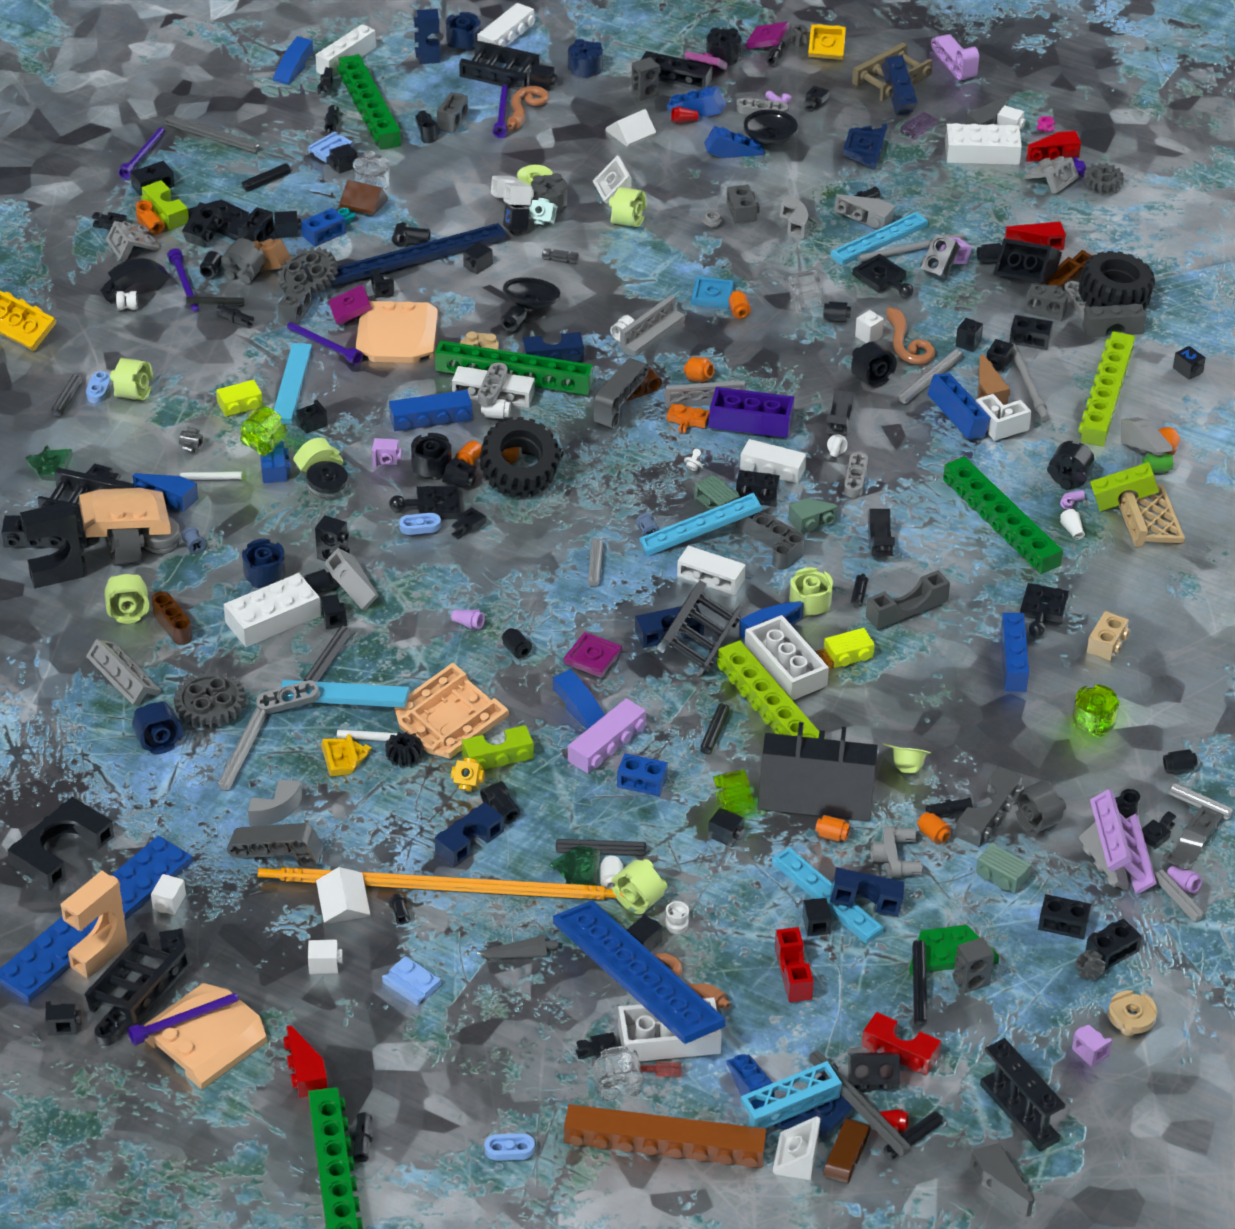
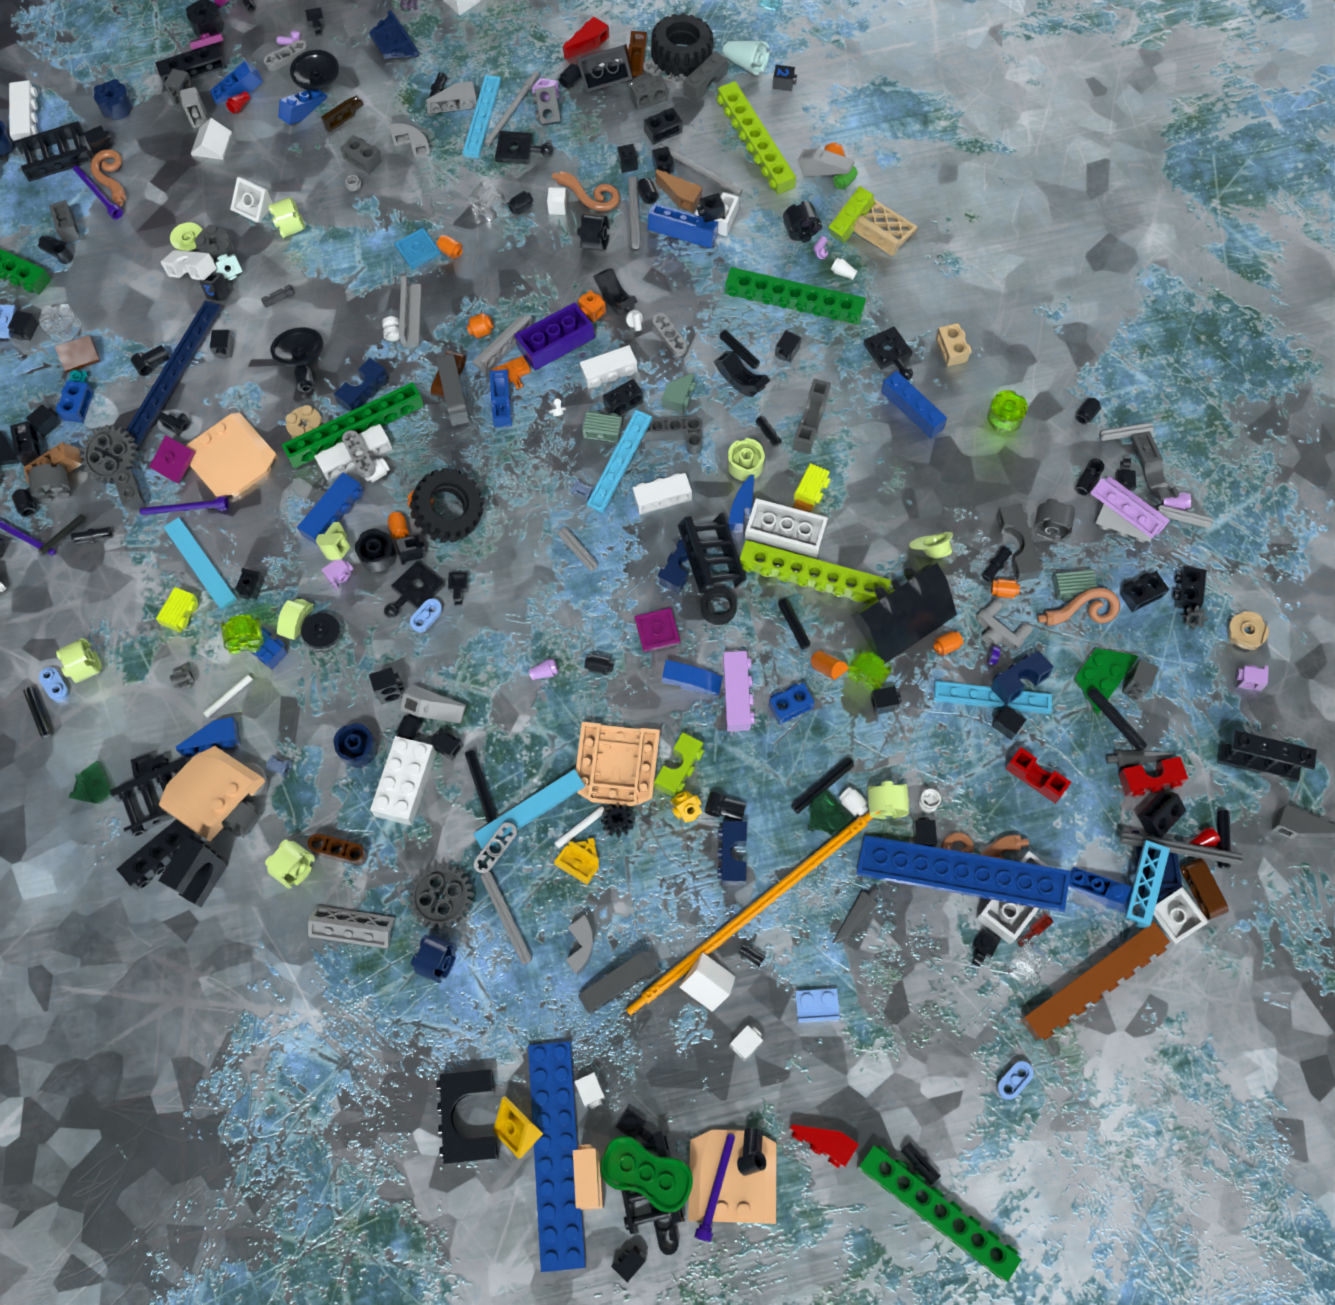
camera: 40 degrees left, 25 degrees up
(85, 867) = (515, 1128): none -> yellow slope
(141, 958) = (660, 1179): none -> green plate
(237, 1014) = (753, 1158): none -> black piece
(406, 427) = (333, 542): none -> yellowish green brick
(641, 94) = (193, 107): none -> light grey brick
(654, 426) = (500, 398): none -> blue slope
(664, 661) = (718, 592): none -> black tyre
(705, 766) = (828, 665): none -> orange brick
(759, 168) = (341, 113): none -> dark brown hinge
(809, 412) = (592, 305): none -> orange brick
(863, 863) = (993, 655): none -> dark purple tile
(904, 1023) = (1132, 758): none -> dark grey bar
(905, 521) = (739, 349): none -> black axle
(950, 544) = (788, 346): none -> black brick
(960, 366) = (647, 190): none -> black brick
(961, 880) = (1059, 616): none -> nougat plant
(991, 399) = (711, 207): none -> black brick
(1174, 328) = (748, 55): none -> light aqua cone

